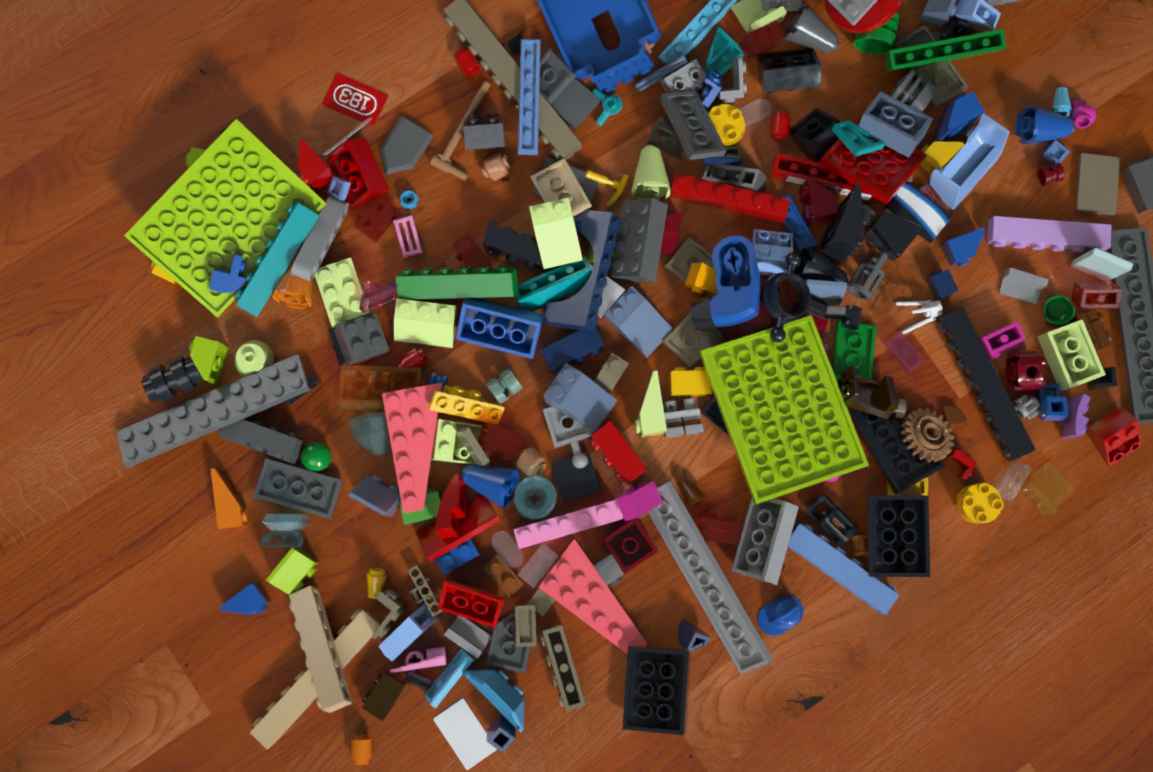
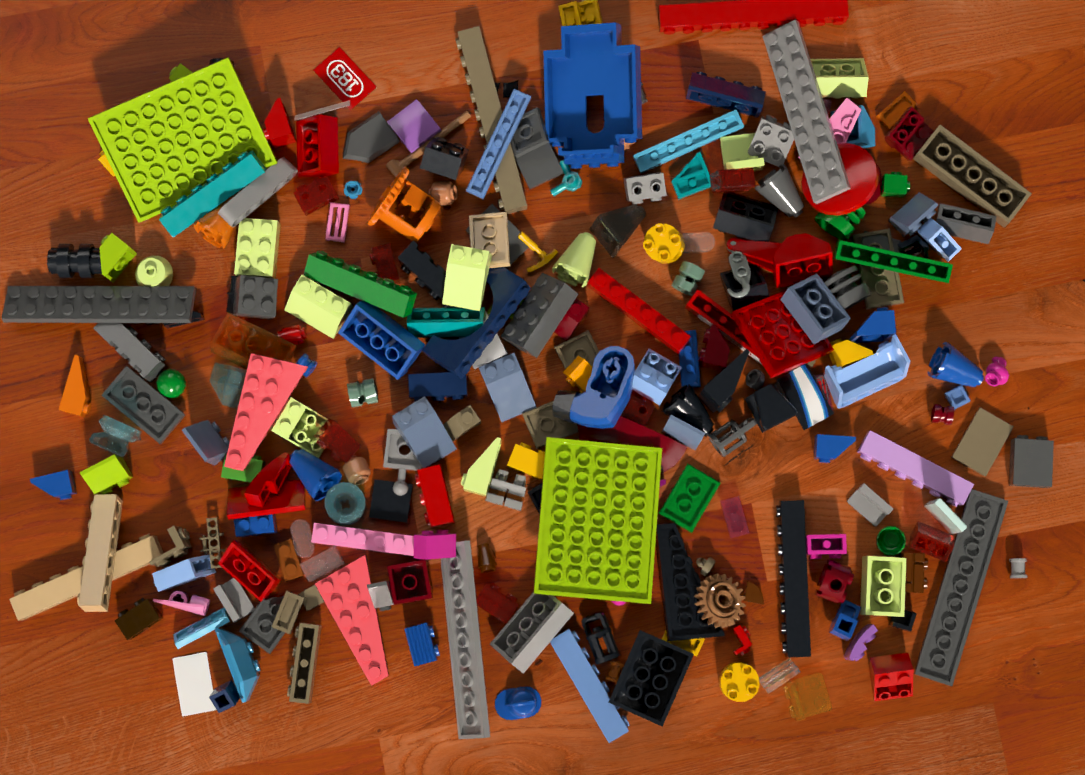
camera: 30 degrees right, 0 degrees up
(229, 281) = (163, 196): blue brick -> none
(339, 188) = (295, 153): medium blue tile -> none
(361, 749) = (98, 656): orange brick -> none
(375, 581) = (175, 515): yellow cone -> none
(377, 295) = (284, 264): clear pink tile -> none
(418, 680) = (172, 616): black pin -> none
(441, 115) = (414, 126): none -> medium lavender slope
(465, 404) = (321, 394): yellow bracket -> none
(467, 62) = (459, 87): red brick -> none
(468, 179) = (412, 196): none -> orange piece
(472, 446) = (310, 434): dark tan tile -> none
(656, 690) = (378, 719): black slope -> none
(661, 73) = (628, 172): sand blue axle -> none
(666, 600) = (421, 644): none -> blue brick
(691, 636) = (429, 686): dark blue brick -> none
(692, 125) = (631, 232): dark grey plate -> none
(712, 86) = (668, 200): blue bracket -> none
(732, 156) = (650, 269): dark blue plate -> none
(736, 176) = (653, 295): dark grey slope -> none
(740, 87) = (681, 217): light grey bracket -> none
(761, 146) = (688, 271): none -> sand green wheel
(780, 126) = (715, 265): red brick -> none
(849, 315) = (696, 463): black piece -> none
(850, 92) = (790, 261): none -> red slope
(856, 139) = (773, 307): teal wing -> none
(869, 395) = (681, 540): dark brown panel -> none
(930, 309) = (776, 490): white plant -> none
(941, 284) = (796, 471): dark blue brick -> none
(1027, 406) = (822, 615): light grey gear -> none
(1061, 102) = (983, 353): medium azure cone -> none

